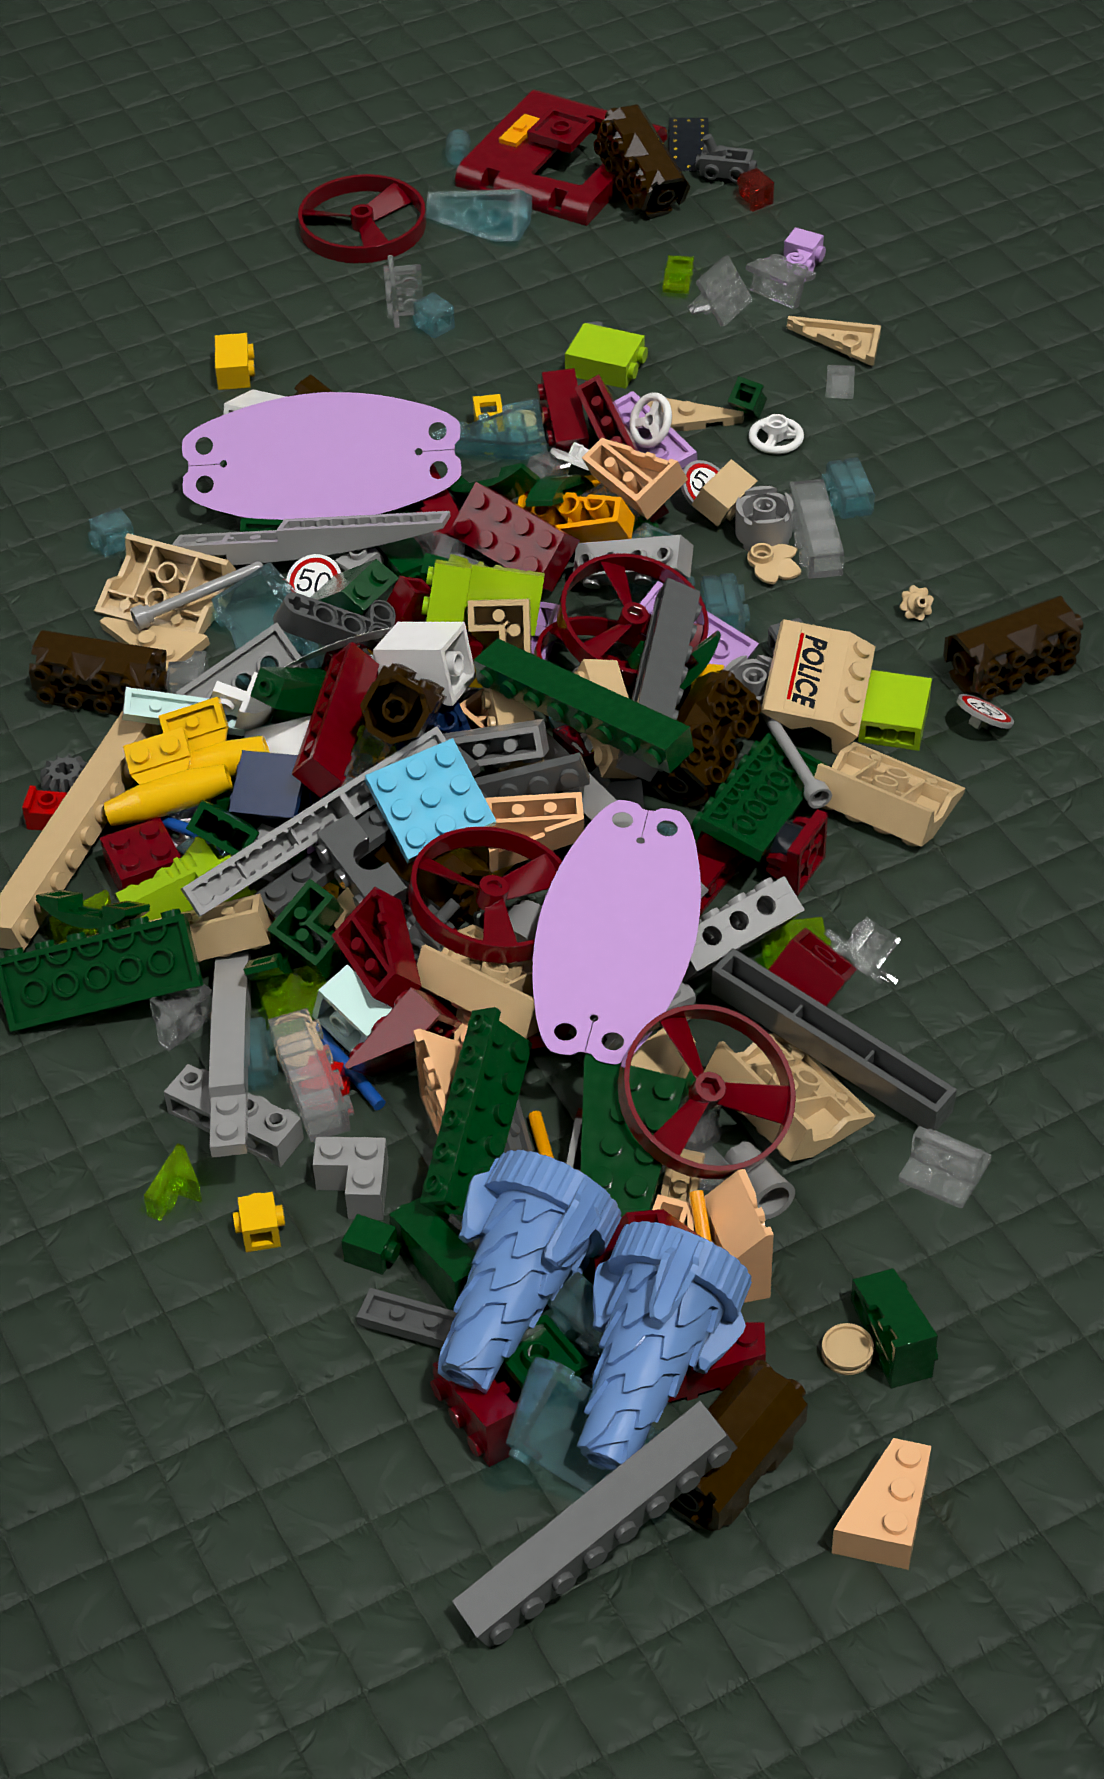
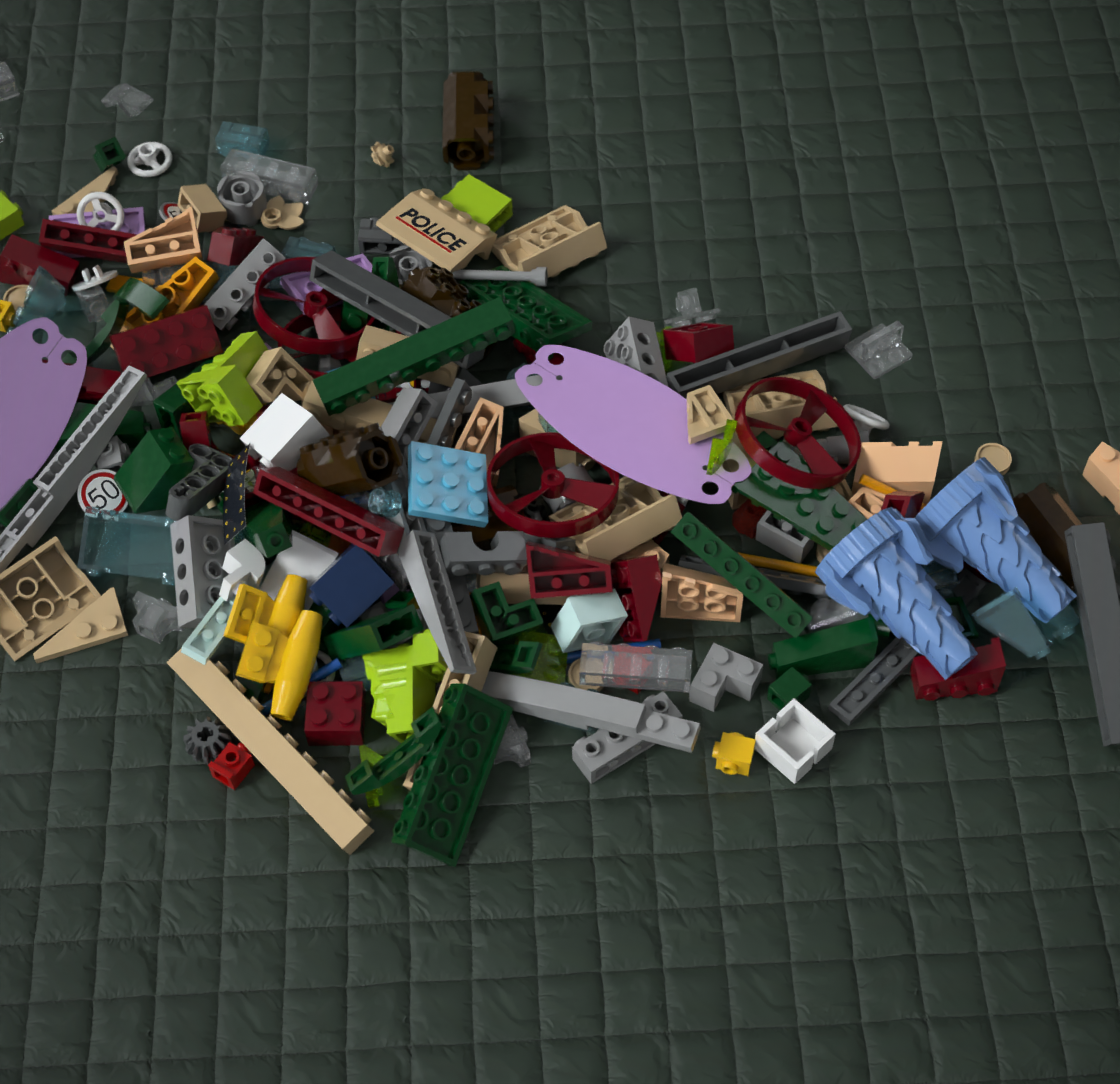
camera: 65 degrees left, 10 degrees up
(85, 668) = (100, 679): dark brown brick -> none
(145, 615) = (64, 621): light grey piece -> none
(172, 1180) = (667, 793): clear neon green slope -> none
(290, 1272) = (797, 743): none -> white piece
(367, 754) = (385, 502): none -> clear light blue wheel
(611, 1015) = (721, 447): none -> clear neon green slope
(664, 985) = (705, 414): none -> tan wing
(668, 517) = (232, 245): none -> dark red wedge
(799, 850) = (584, 301): dark red piece -> none
(812, 1185) = (866, 419): none -> white piece
(849, 338) = (81, 76): tan wing -> none
(897, 1325) = (1000, 422): dark green wedge -> none
(984, 713) = (511, 164): piece -> none

